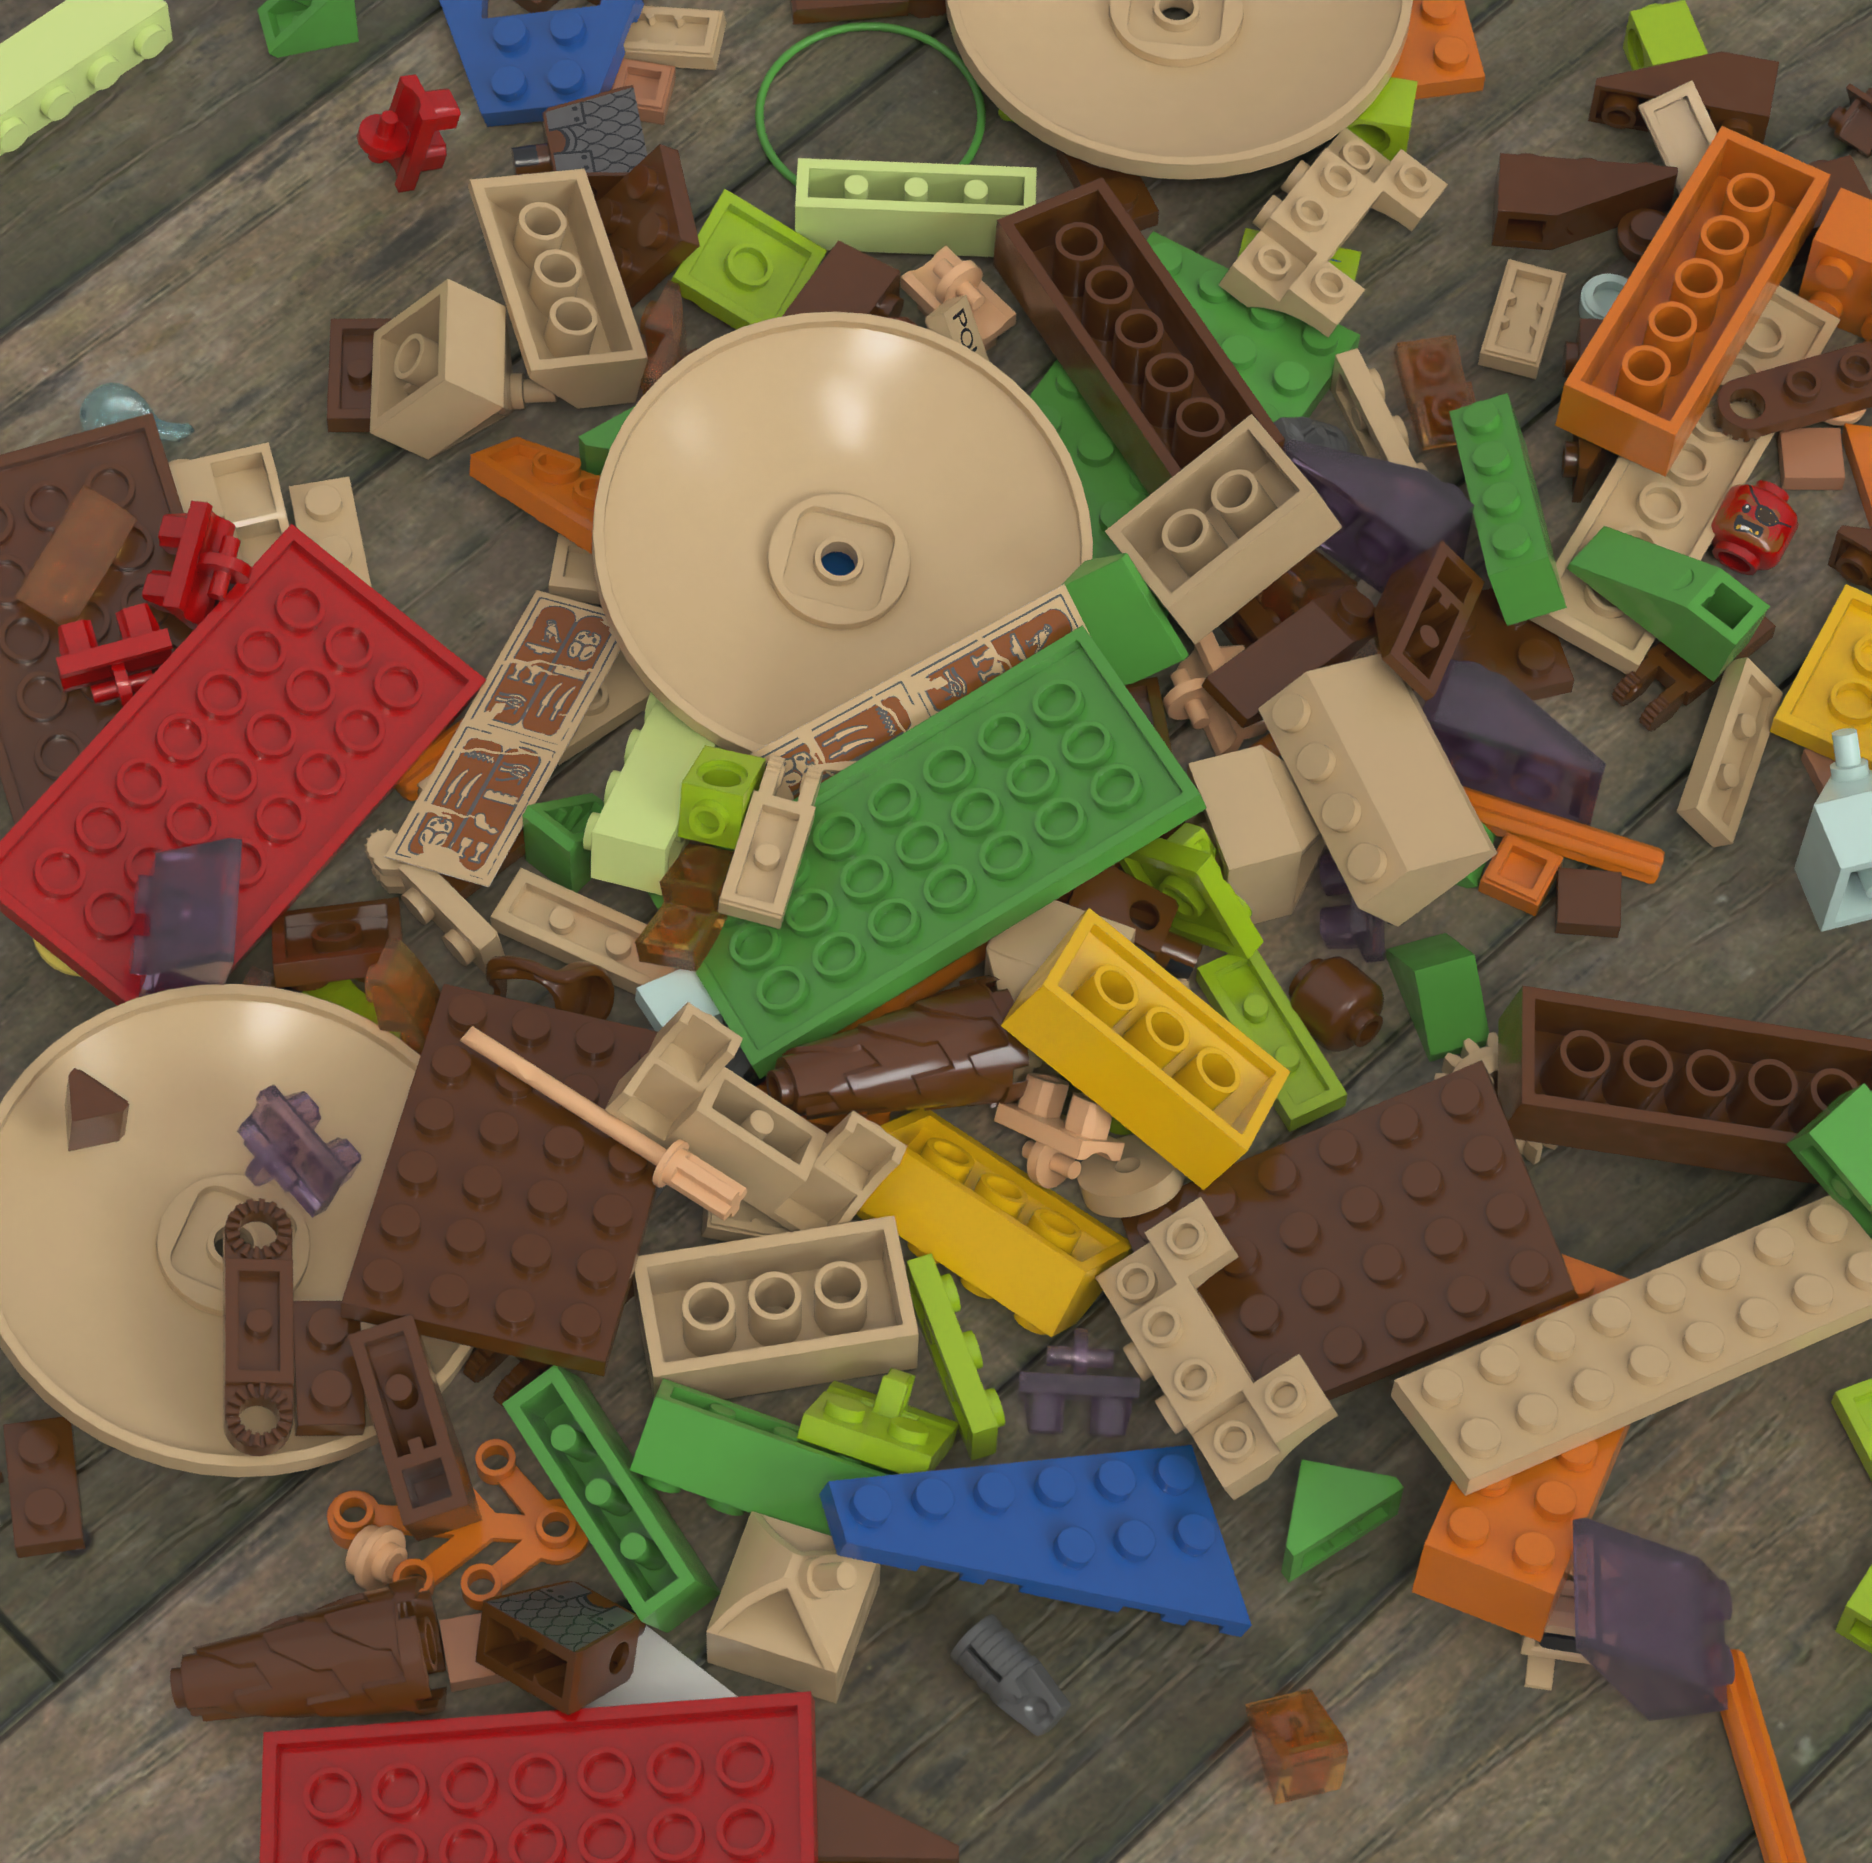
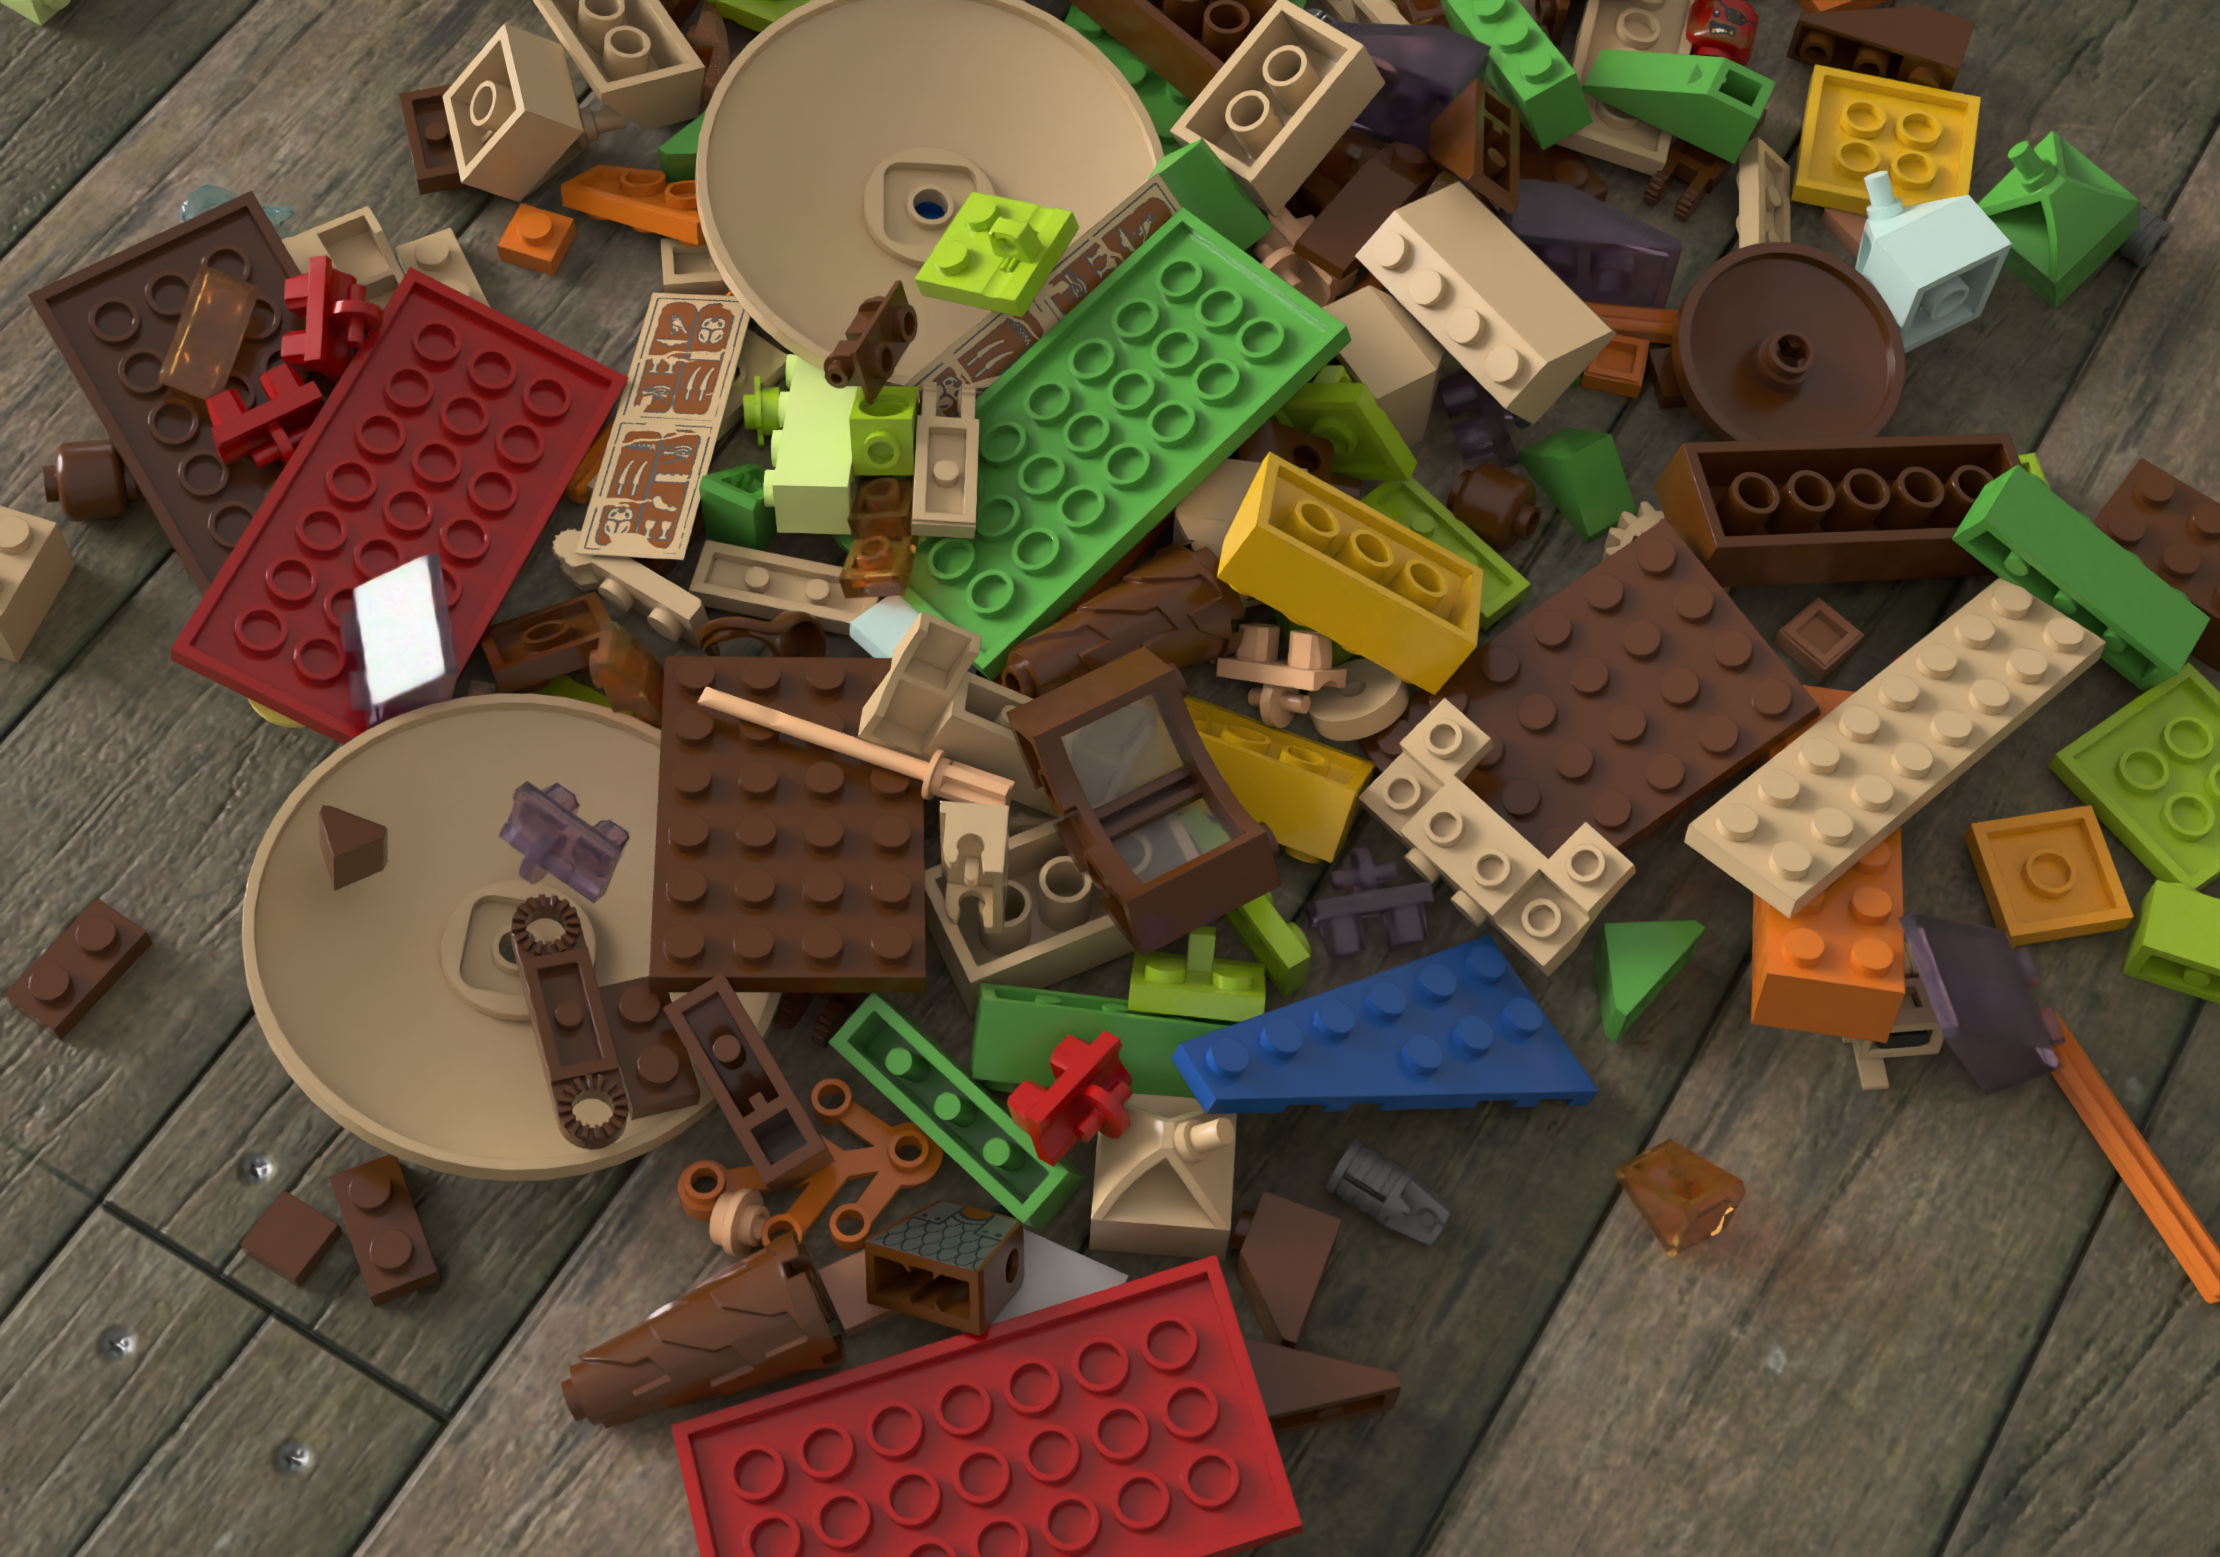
camera: 15 degrees left, 0 degrees up
(435, 505) = (537, 239): none -> orange plate
(611, 741) = (762, 410): none -> lime plate
(686, 1256) = (975, 859): none -> tan hinge
(721, 1514) = (1080, 1102): none -> red hips
(731, 708) = (873, 343): none -> reddish brown hinge
(866, 1234) = (1143, 800): none -> reddish brown window
(880, 635) = (997, 254): none -> lime hinge
(888, 1719) = (1283, 1263): none -> reddish brown slope
(1637, 1216) = (1819, 638): none -> nougat tile
(1698, 902) = (1787, 347): none -> reddish brown dish
(1785, 1514) = (2048, 875): none -> light orange plate

